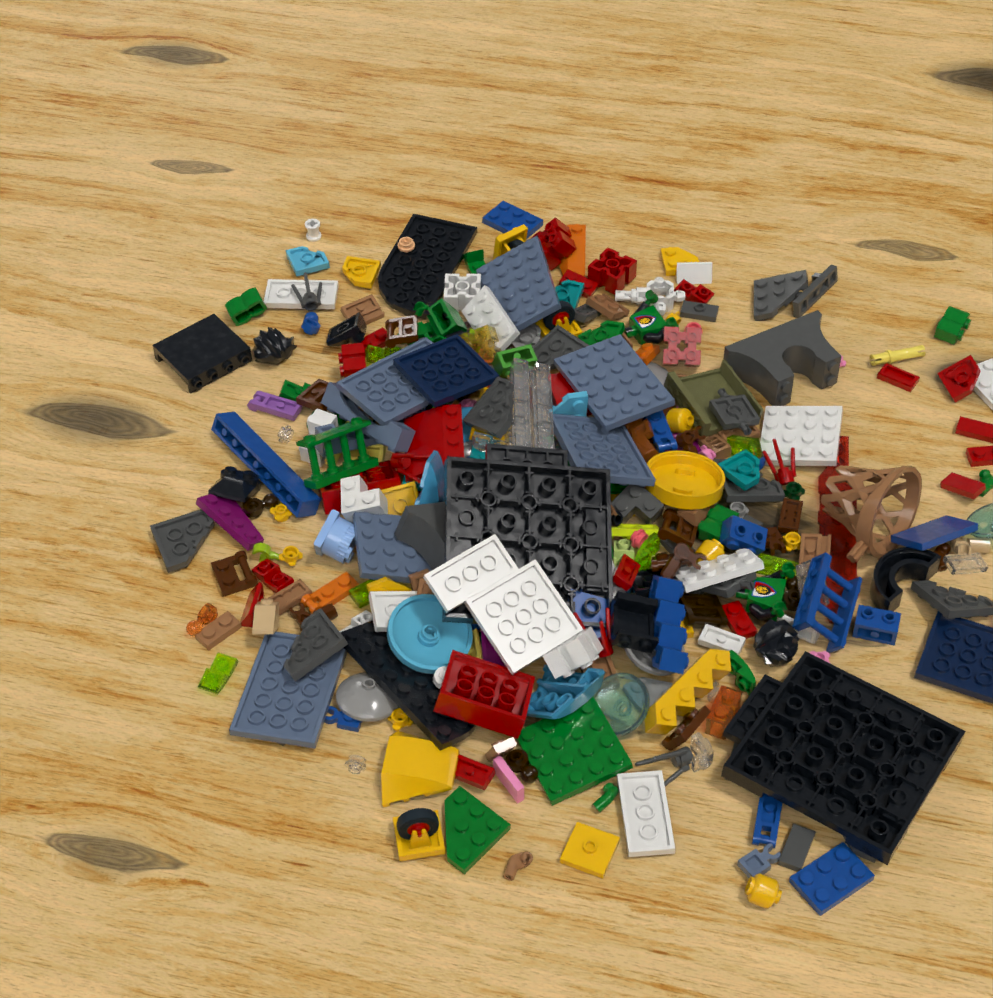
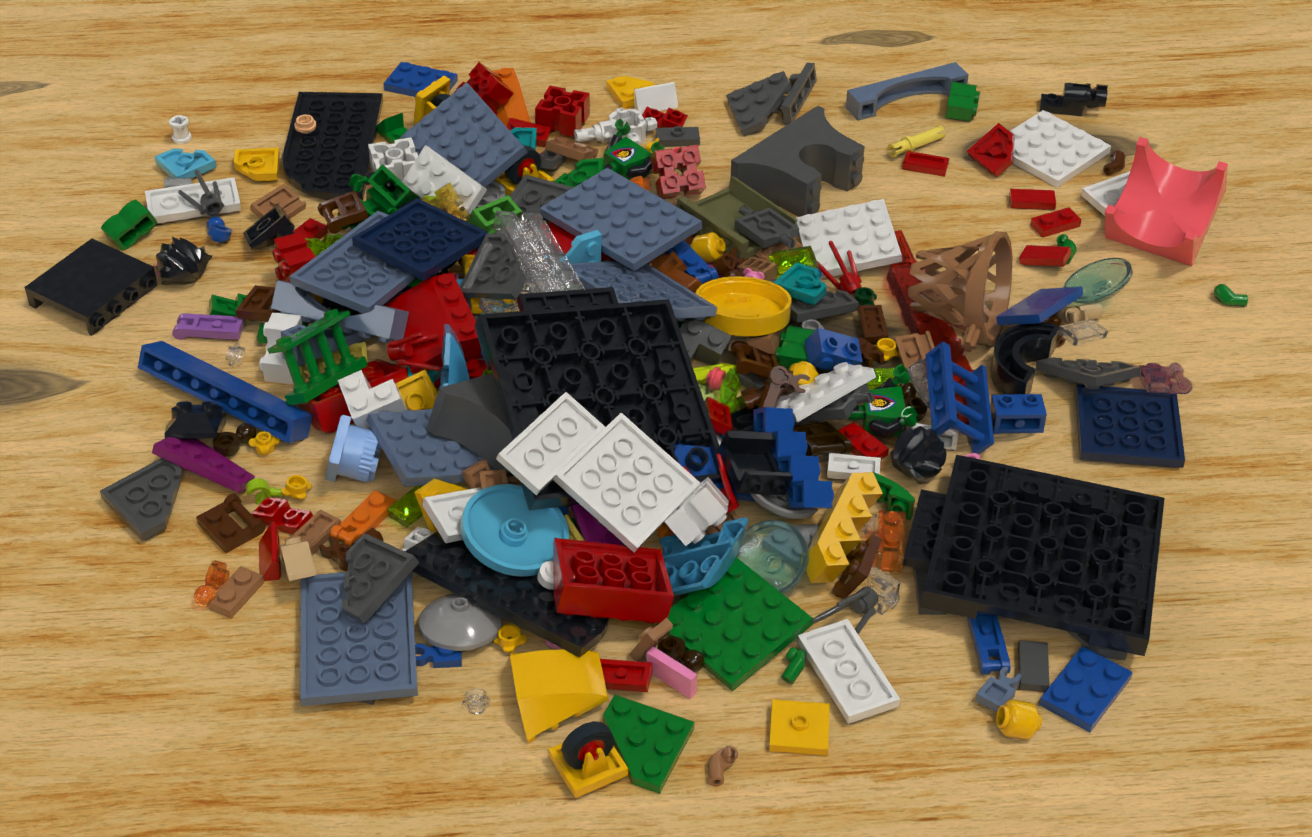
camera: 20 degrees left, 5 degrees down
(218, 674) = (257, 640): clear neon green slope -> none
(293, 276) = (171, 182): none -> light grey pin
(870, 308) = (867, 99): none -> sand blue arch

